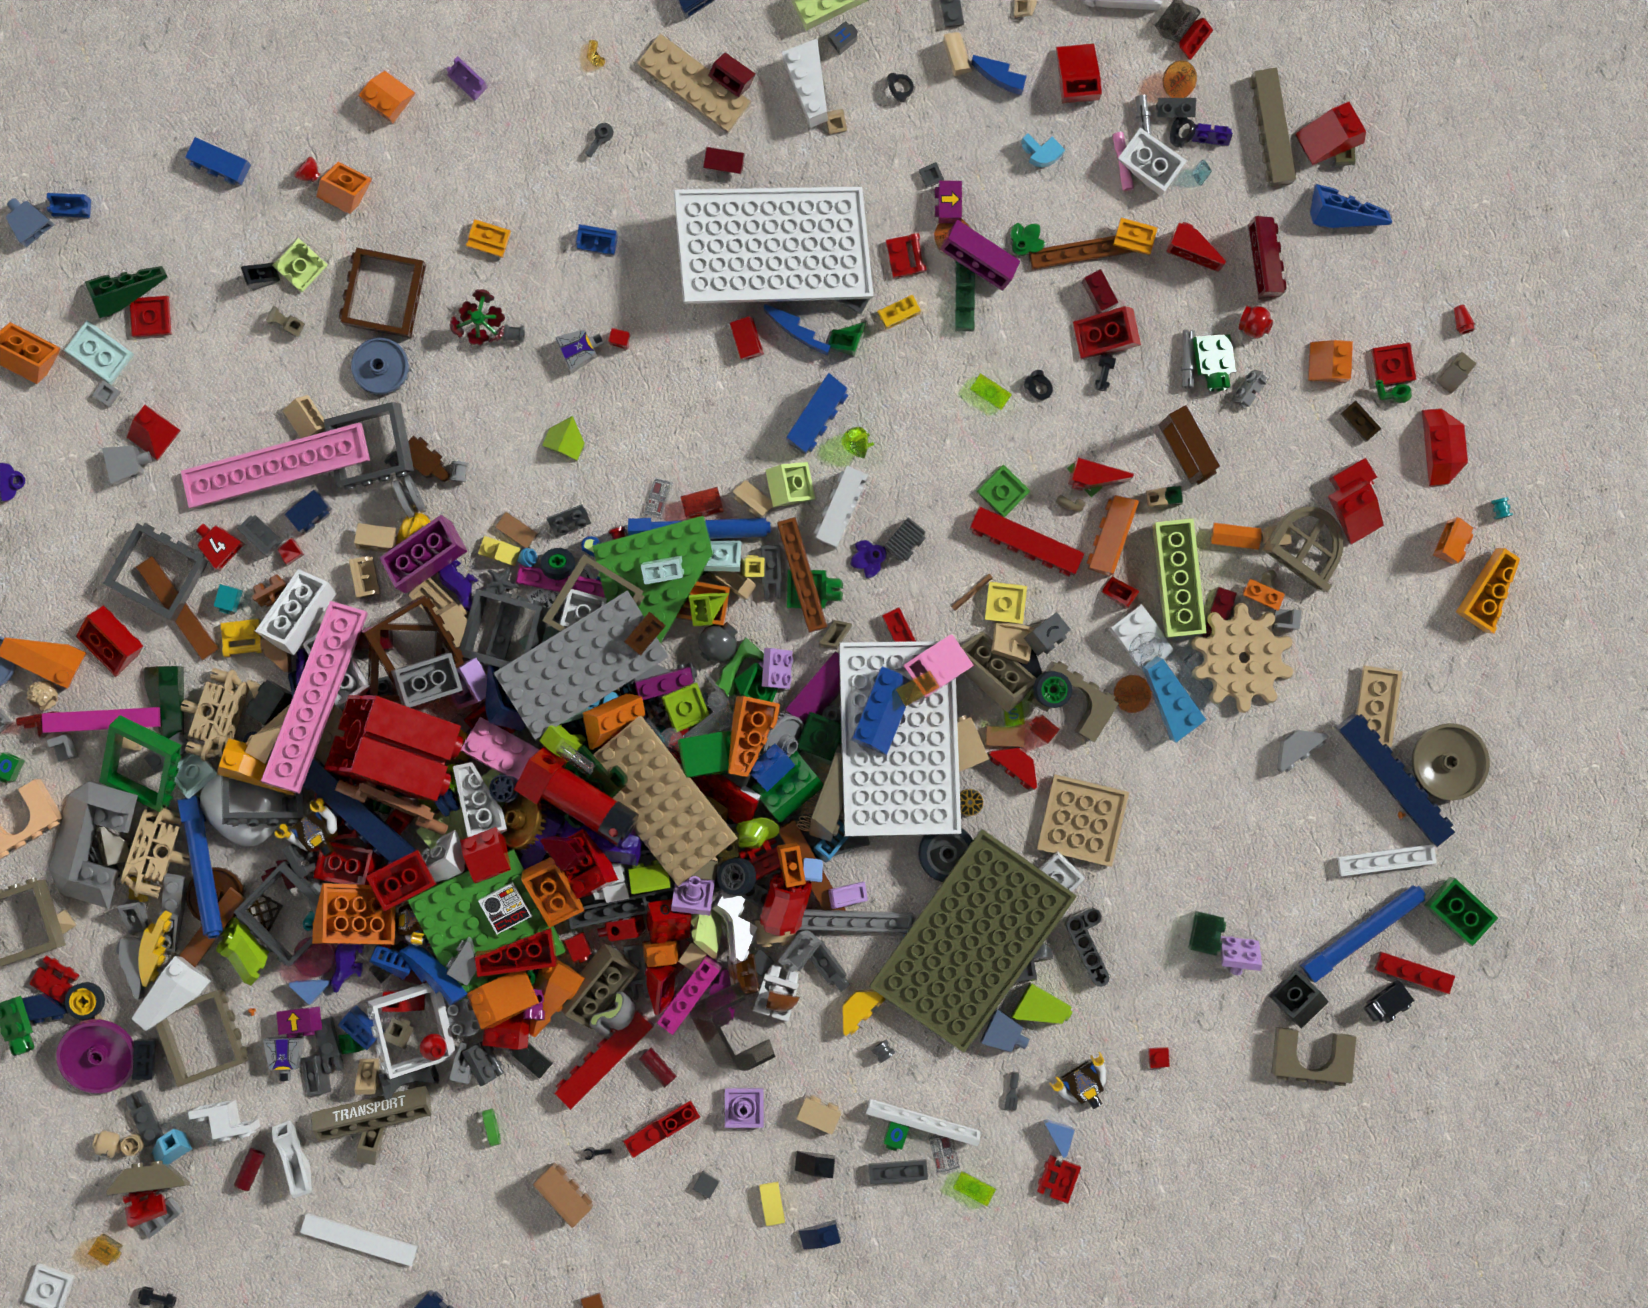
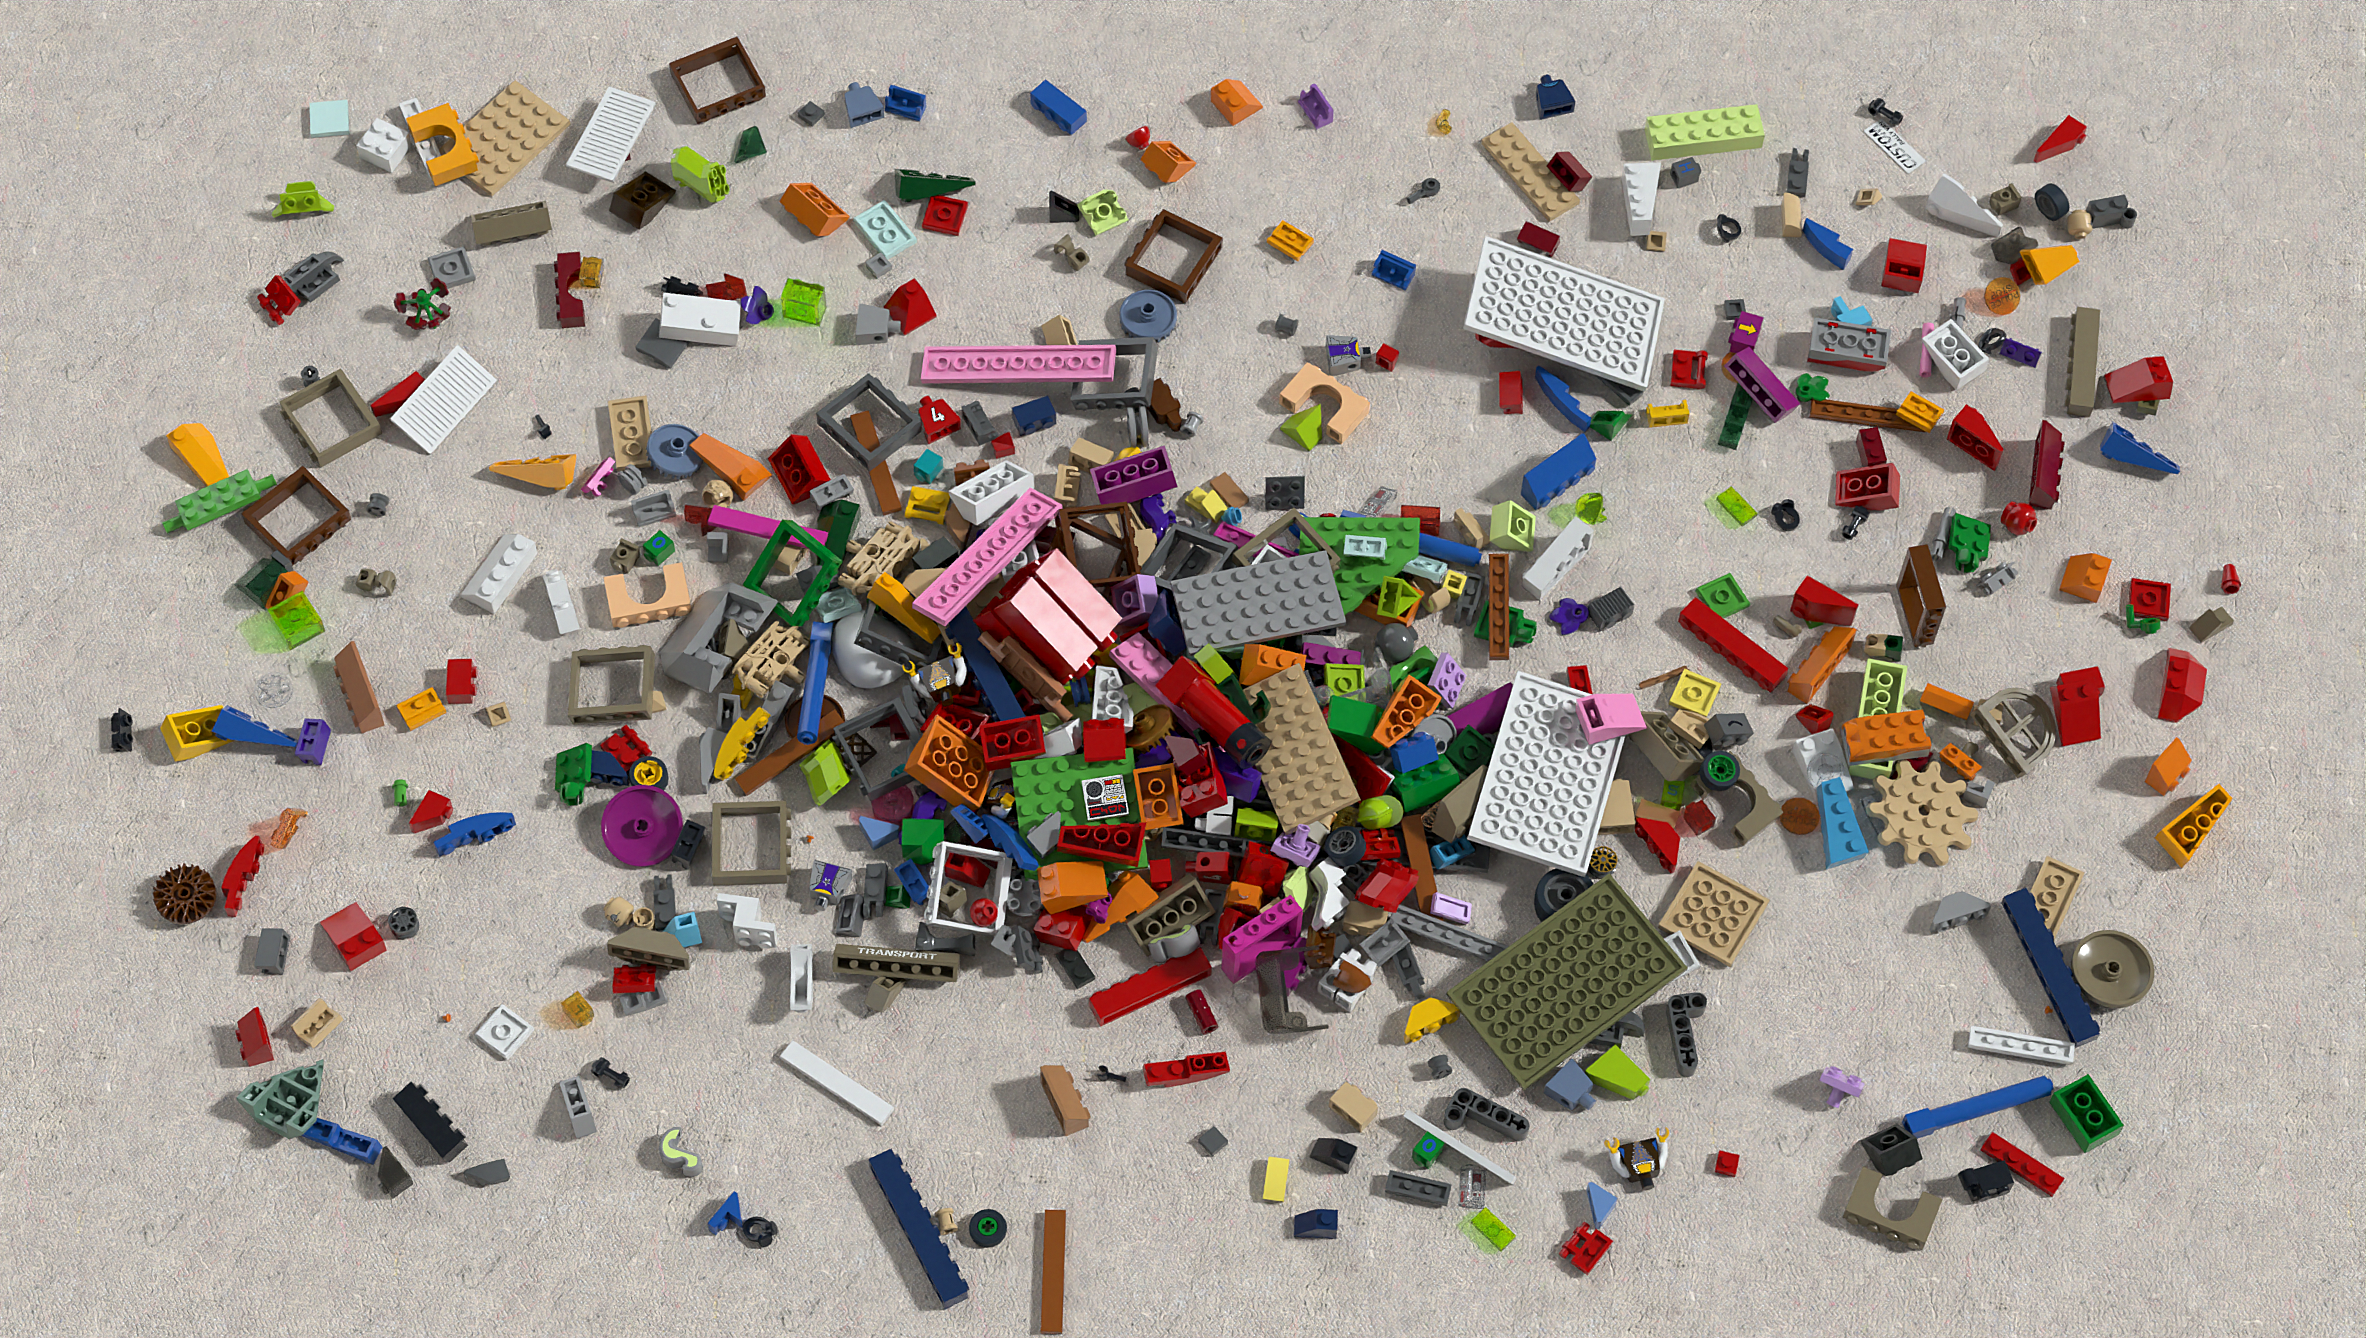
camera: 20 degrees right, 25 degrees down
(48, 463) = (803, 301): none -> clear neon green brick
(147, 657) = (831, 491): none -> light grey hinge
(172, 990) = (744, 783): white wedge -> none
(249, 1169) = (751, 980): dark red axle -> none
(298, 1021) = (856, 854): magenta brick -> none
(354, 987) = (920, 838): none -> green slope
(367, 1076) = (904, 931): tan slope -> none
(427, 680) = (1106, 569): light grey brick -> none
(470, 314) = (1257, 295): dark red plant -> none
(491, 1127) = (1012, 1016): bright green beam -> none
(503, 789) = (1142, 697): dark blue wheel -> none
(549, 561) = (1255, 525): black bush -> none
(556, 388) = (1313, 381): none -> light nougat arch
(575, 758) = (1222, 678): clear slope -> none
(645, 633) = (1331, 588): reddish brown hinge -> none
(744, 1107) = (1278, 1077): lavender plate -> none
(791, 864) = (1405, 845): orange slope -> none
(813, 869) = (1424, 864): light blue slope -> none
(835, 635) = (1508, 671): dark tan slope -> none
(881, 712) = (1542, 737): blue slope -> none
(917, 688) = (1584, 721): clear yellow tile -> none
(939, 1086) = (1487, 1118): none -> dark grey beam
(1011, 1097) = (1560, 1155): dark grey piece -> none
(1050, 184) = (1849, 345): none -> light grey piece
(1176, 107) = (1992, 317): dark grey hinge -> none
(1194, 605) = (1885, 737): none -> orange piece
(1201, 172) = (2001, 379): clear light blue slope -> none
(1207, 933) = (1812, 1053): clear green slope -> none
(1215, 27) = (2049, 262): none -> light orange slope
(1360, 421) = (2102, 637): dark brown plate -> none
(1501, 508) = (2226, 756): teal bush -> none

